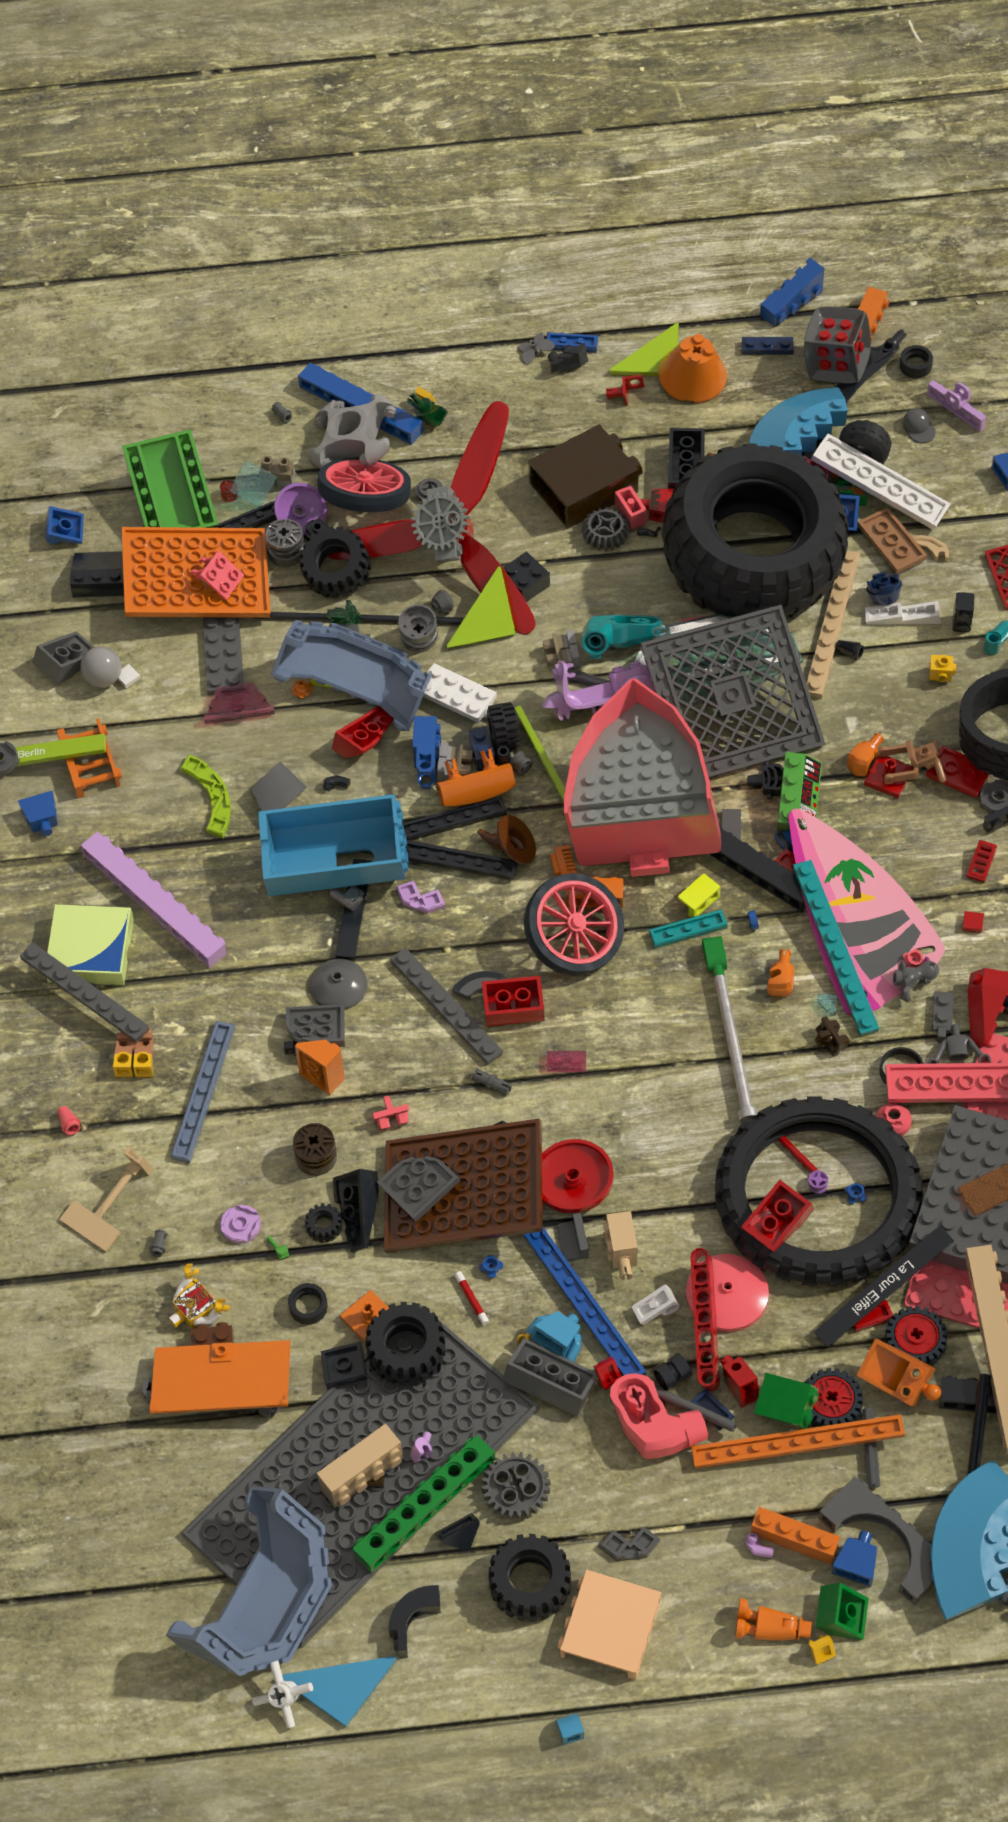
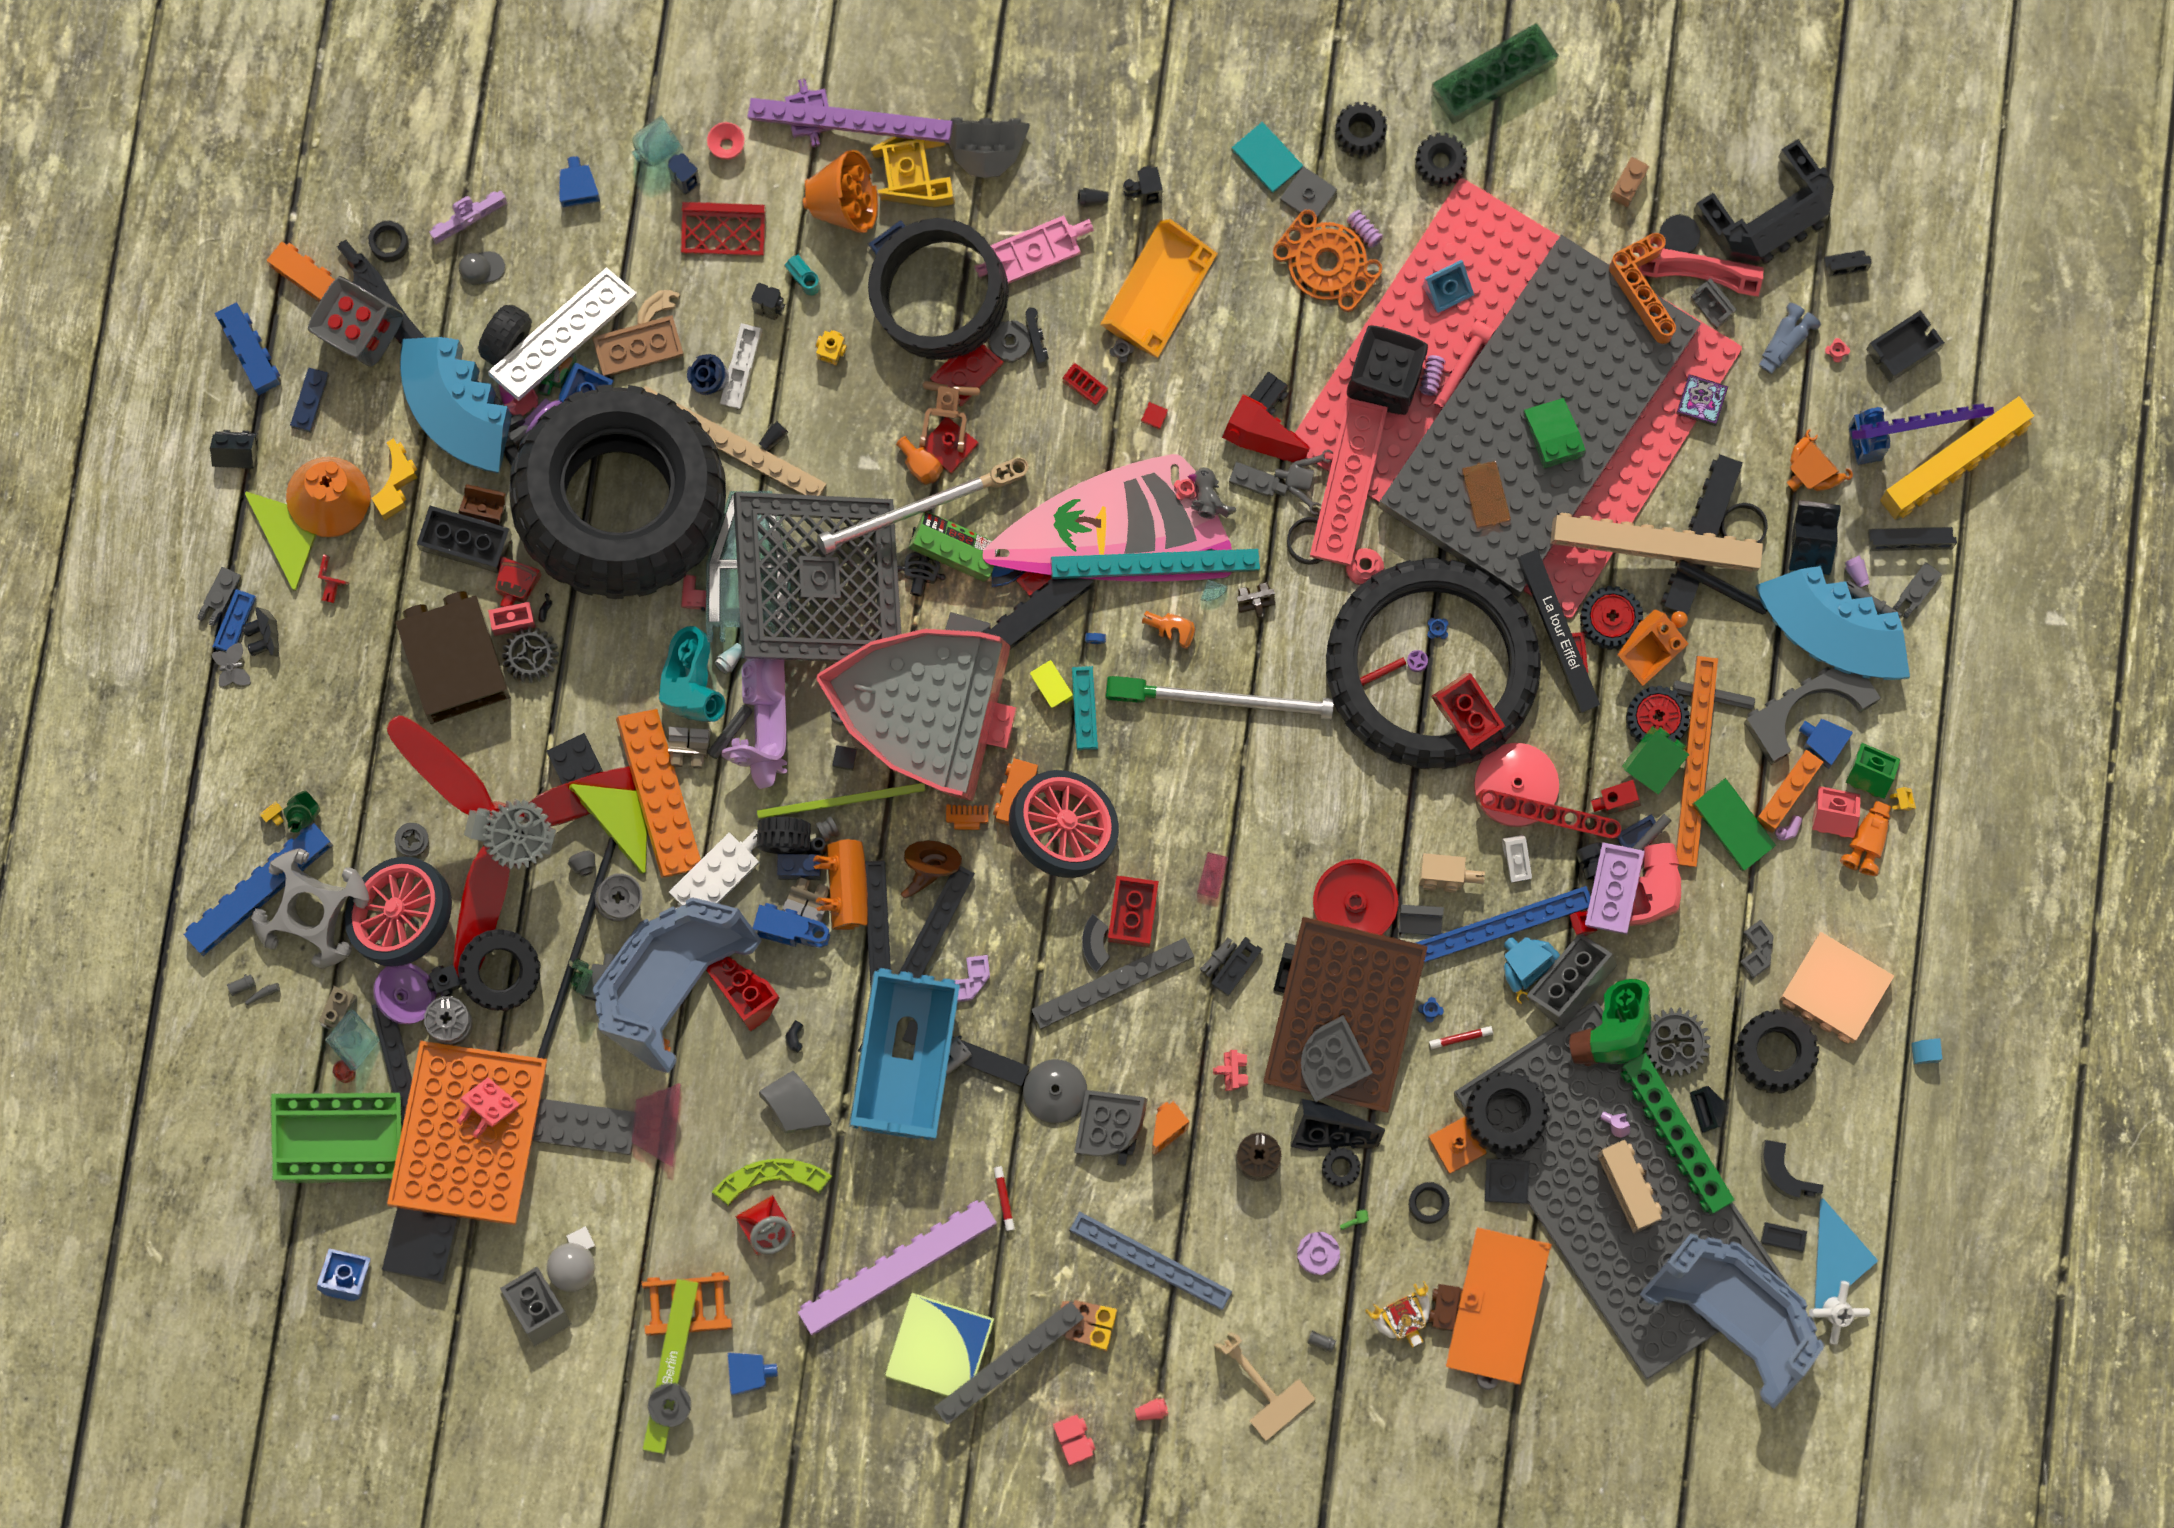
camera: 80 degrees left, 20 degrees up
(26, 1069) = (1073, 1439): none -> coral piece
(166, 793) = (766, 1227): none -> piece
(233, 966) = (1004, 1198): none -> red bar
(282, 430) = (266, 991): none -> dark grey helmet
(348, 1631) = (1783, 1237): none -> black tile
(487, 1097) = (1236, 967): none -> black plate
(513, 1424) = (1623, 1026): none -> green piece
(516, 639) = (658, 792): none -> orange plate
(588, 327) = (219, 595): none -> dark grey hinge
(646, 1386) = (1614, 888): none -> lavender plate
(709, 305) = (233, 449): none -> black brick
(729, 413) = (388, 499): none -> yellow arch
(746, 1490) = (1734, 824): none -> green tile
(764, 688) = (828, 541): none -> flat silver piece
(788, 1585) = (1836, 812): none -> coral slope

